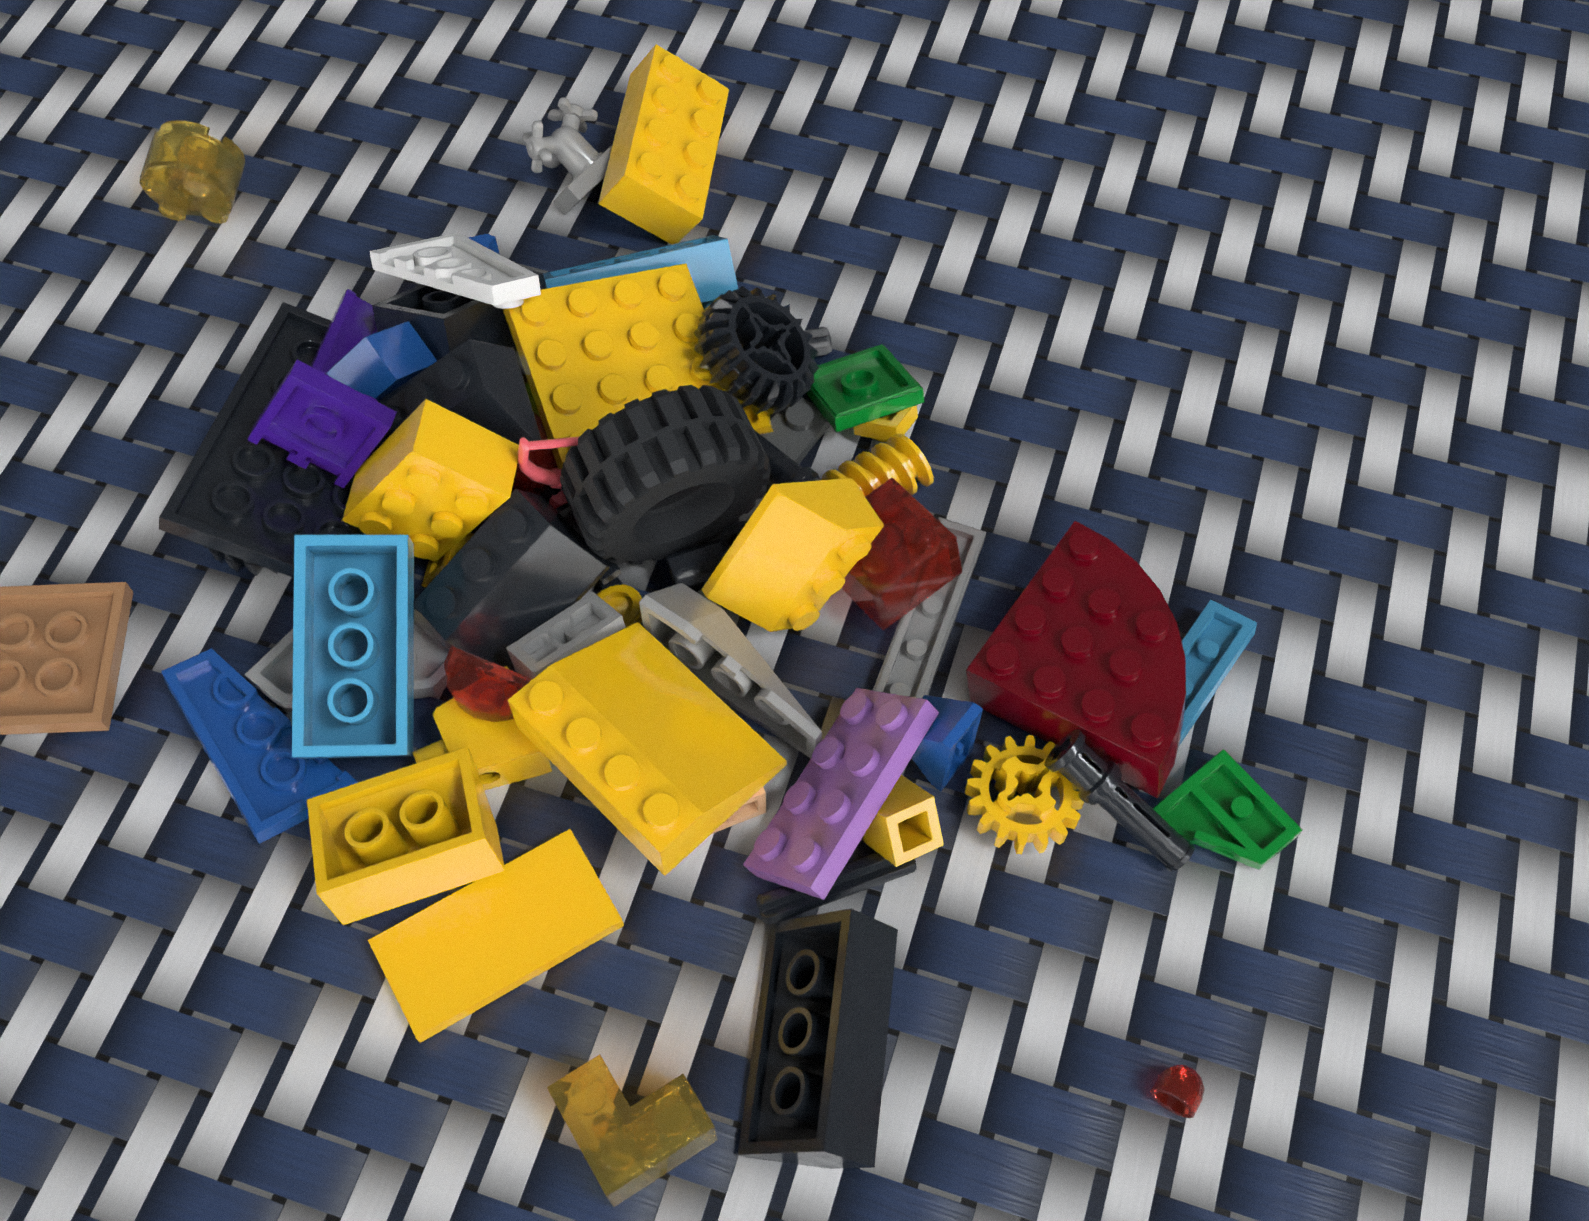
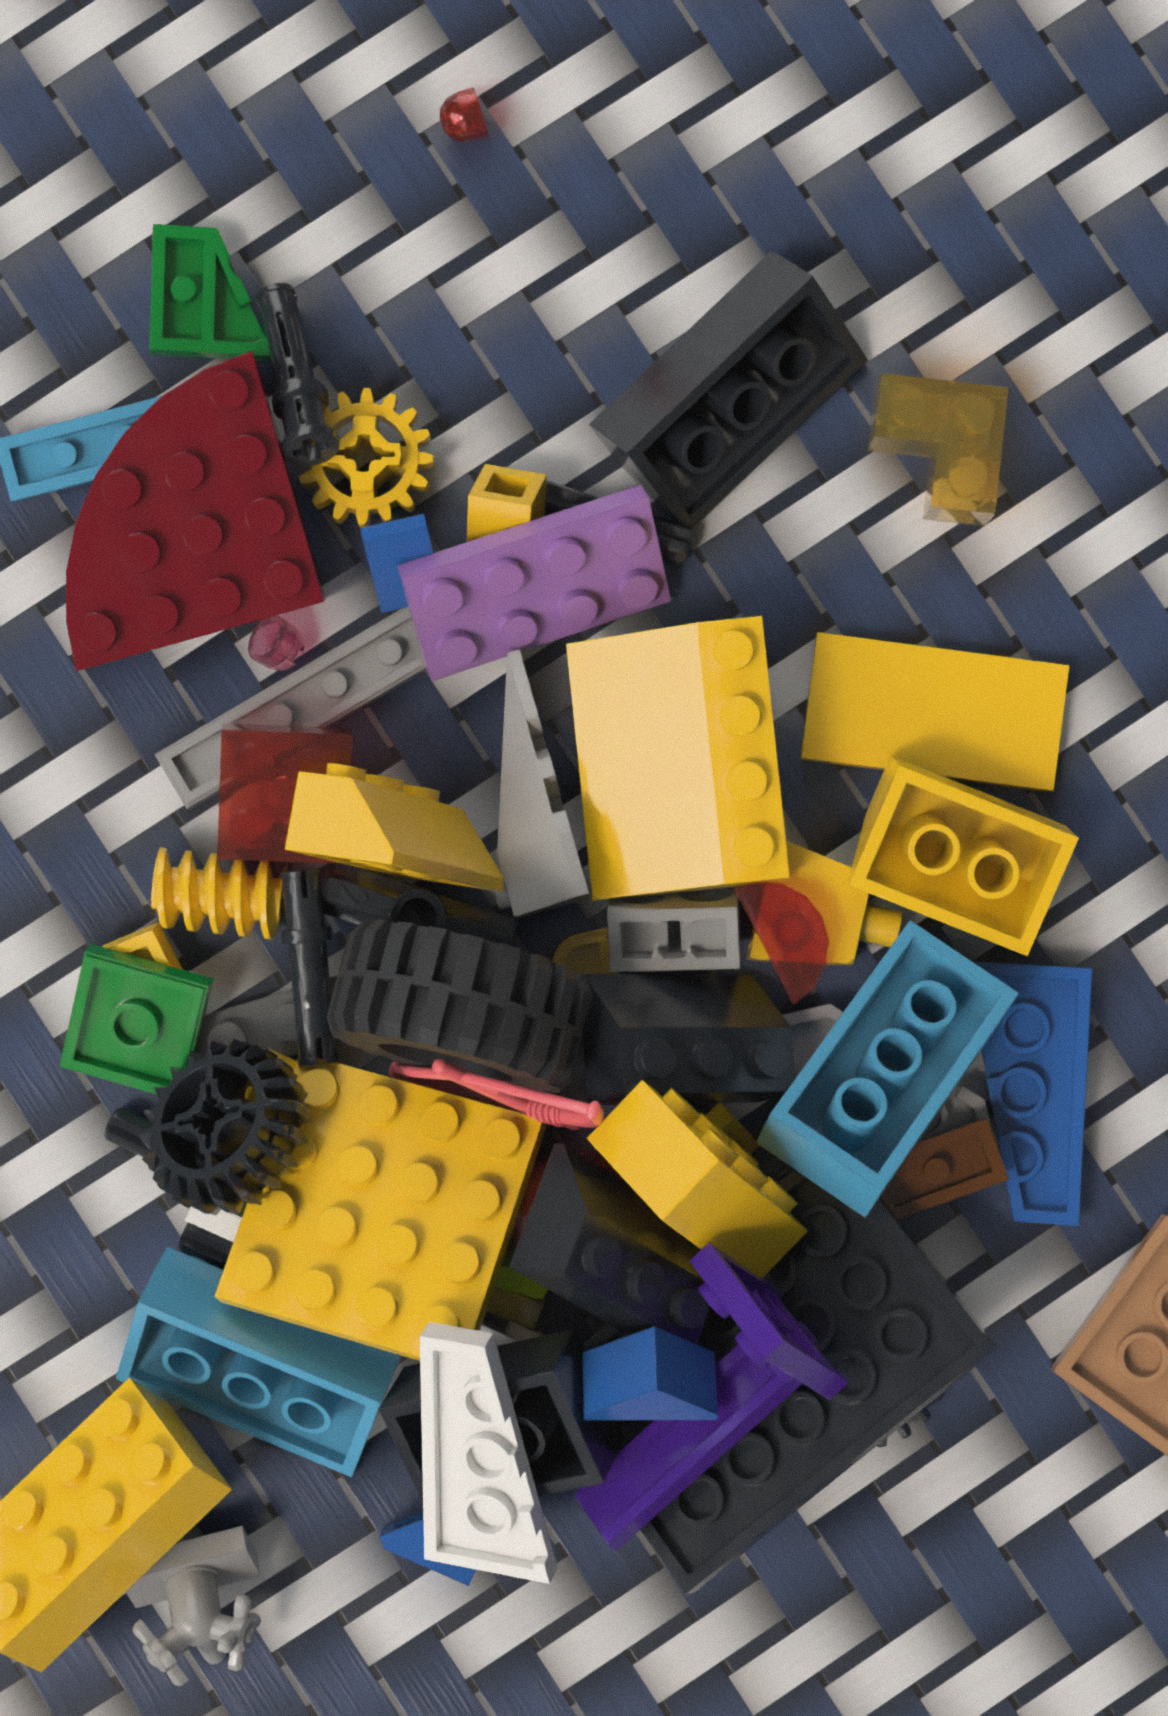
camera: 140 degrees left, 25 degrees up
(268, 642) = (946, 1169): none -> reddish brown plate
(969, 641) = (275, 643): none -> clear pink hinge

